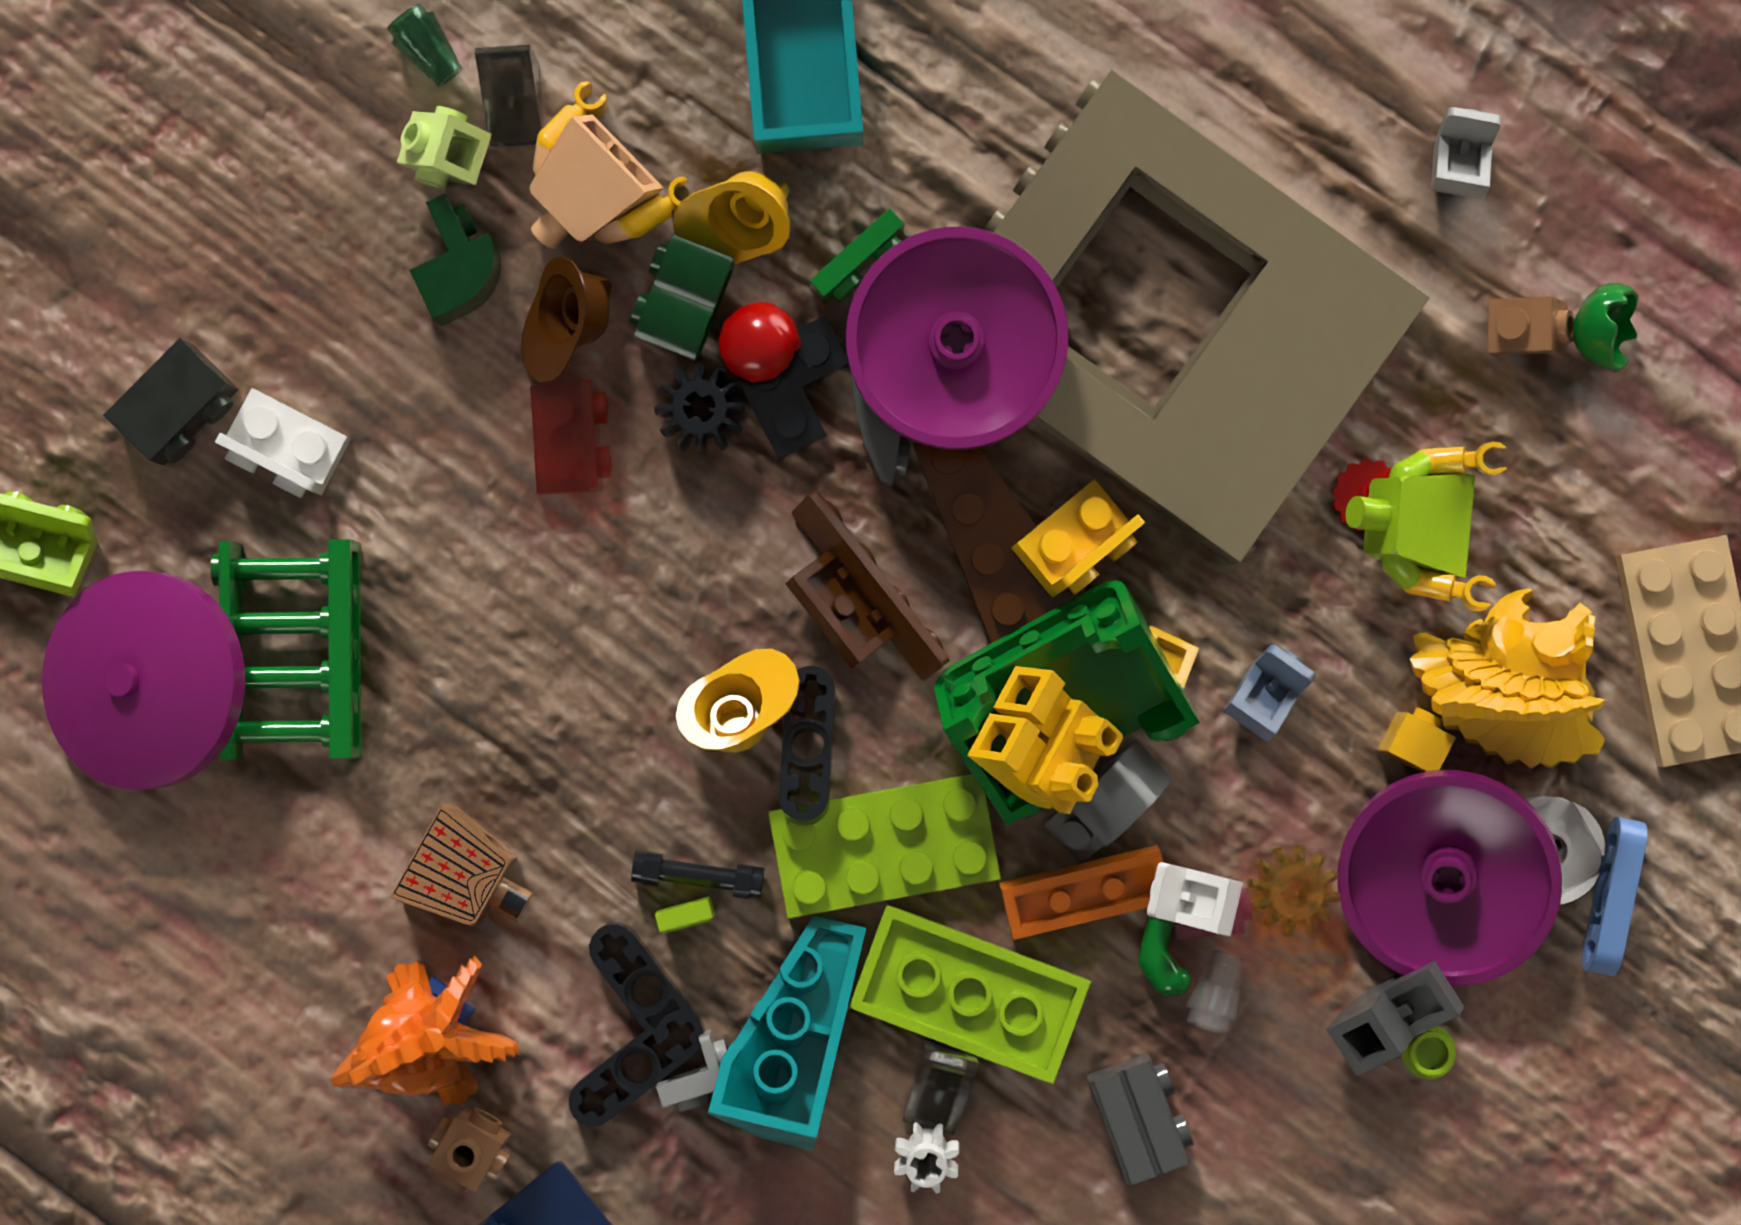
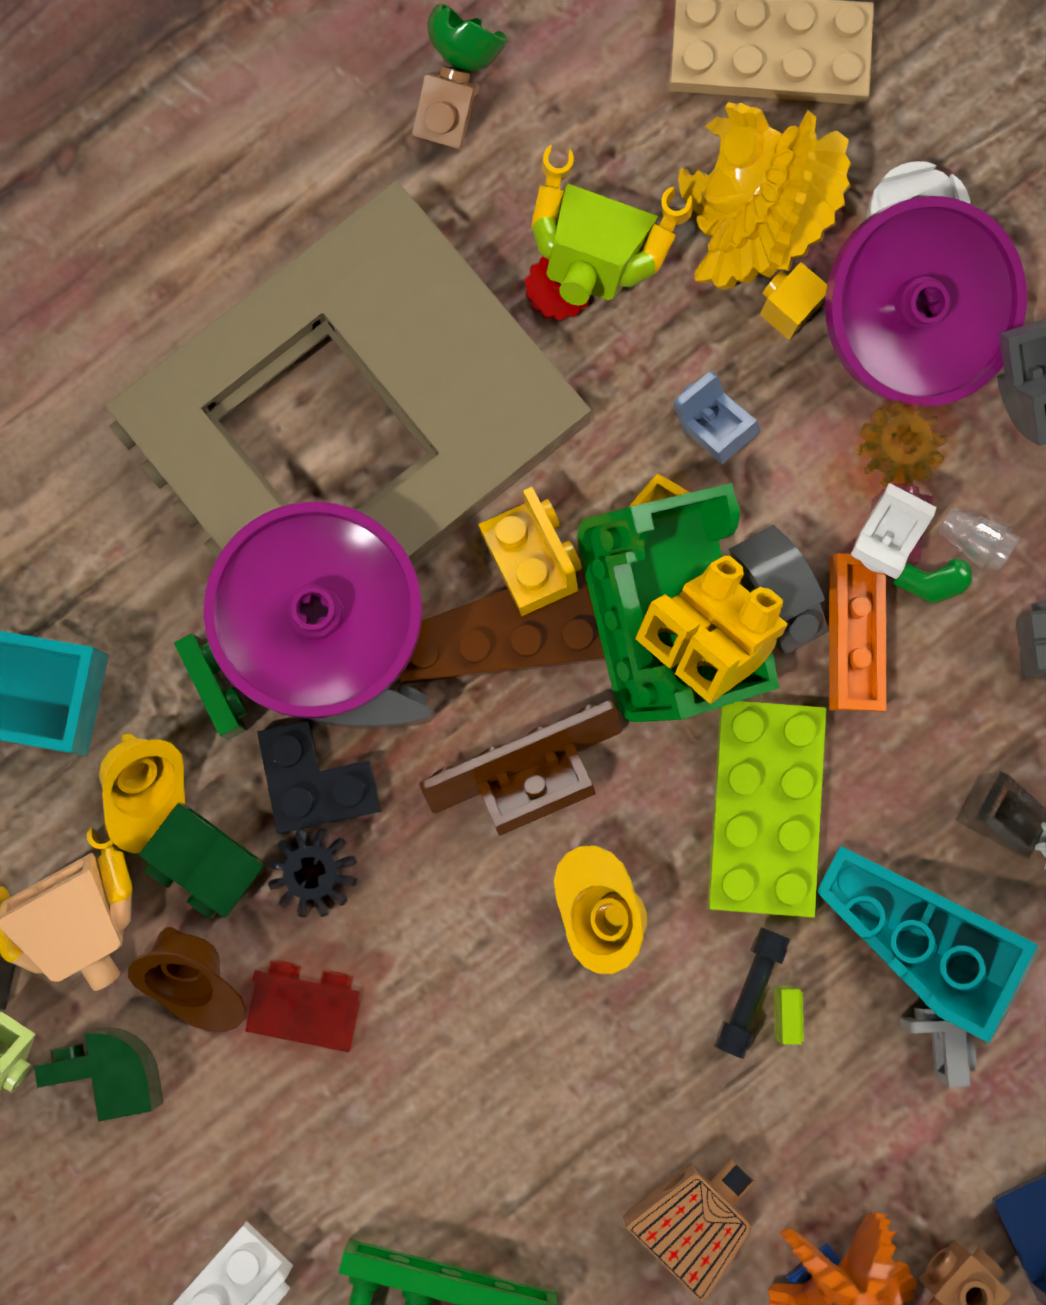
camera: 75 degrees left, 5 degrees down
(652, 1018) = (881, 1071): black beam -> none
(758, 341) = (264, 800): red hair -> none
(820, 786) = (699, 854): black beam -> none
(969, 994) = (926, 765): lime plate -> none
(1464, 152) = (273, 120): light grey bracket -> none
(1614, 896) = (976, 166): medium blue beam -> none

